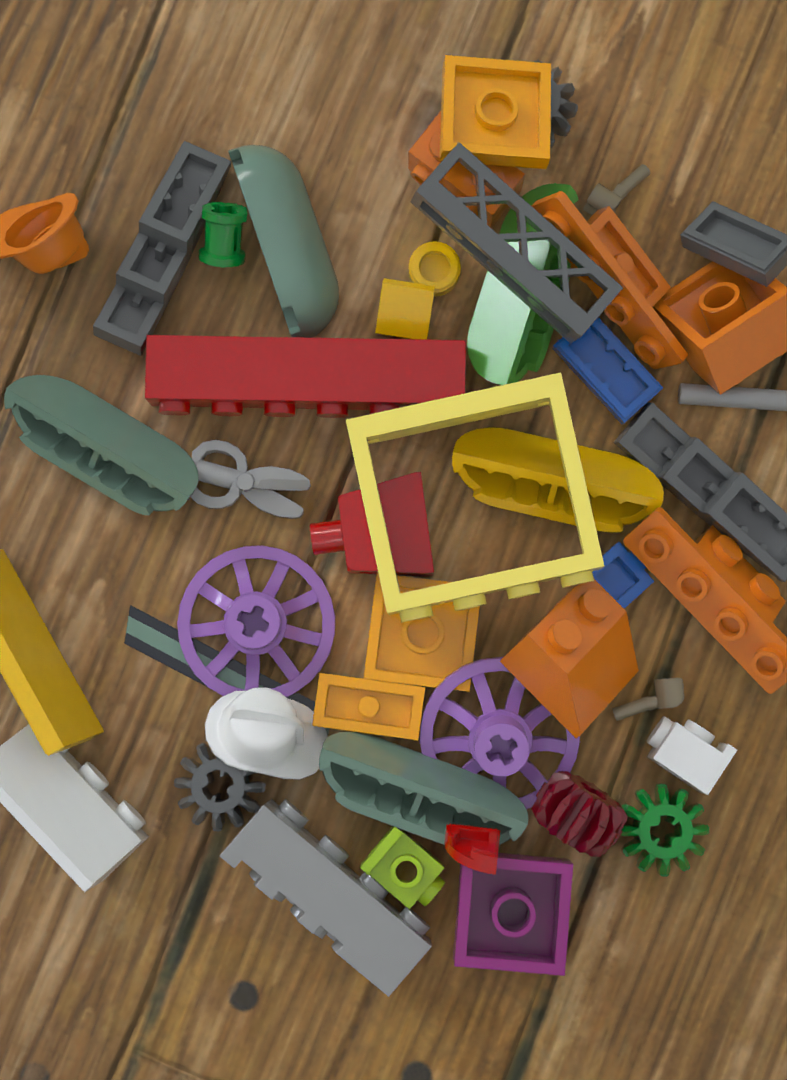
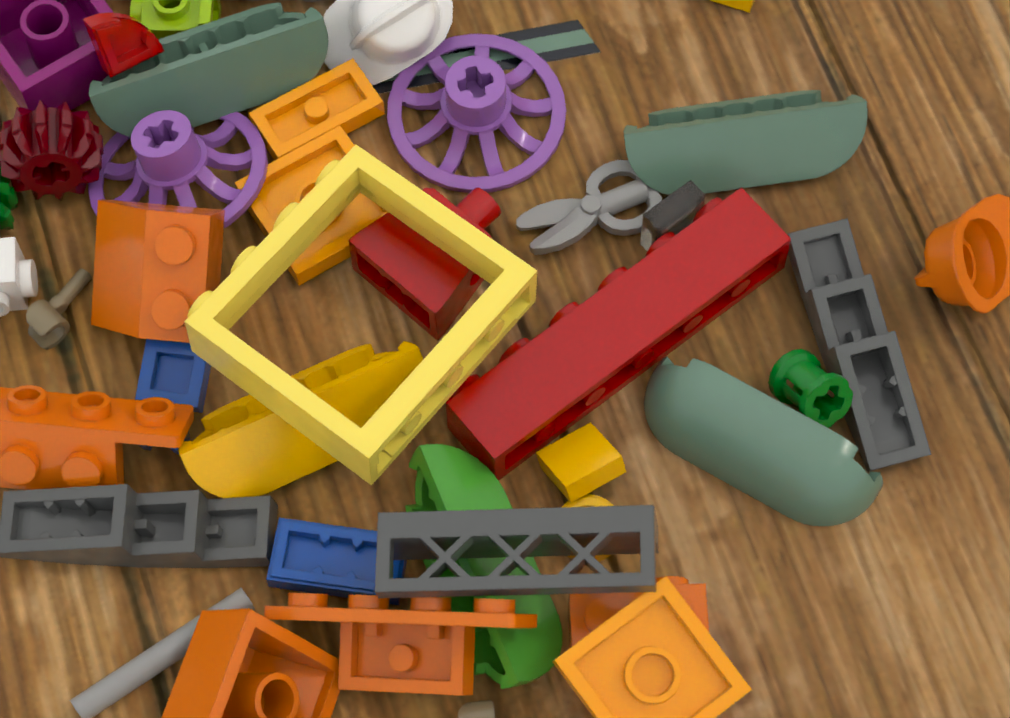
camera: 135 degrees right, 20 degrees down
(202, 424) = (671, 213): none -> clear smoke tile

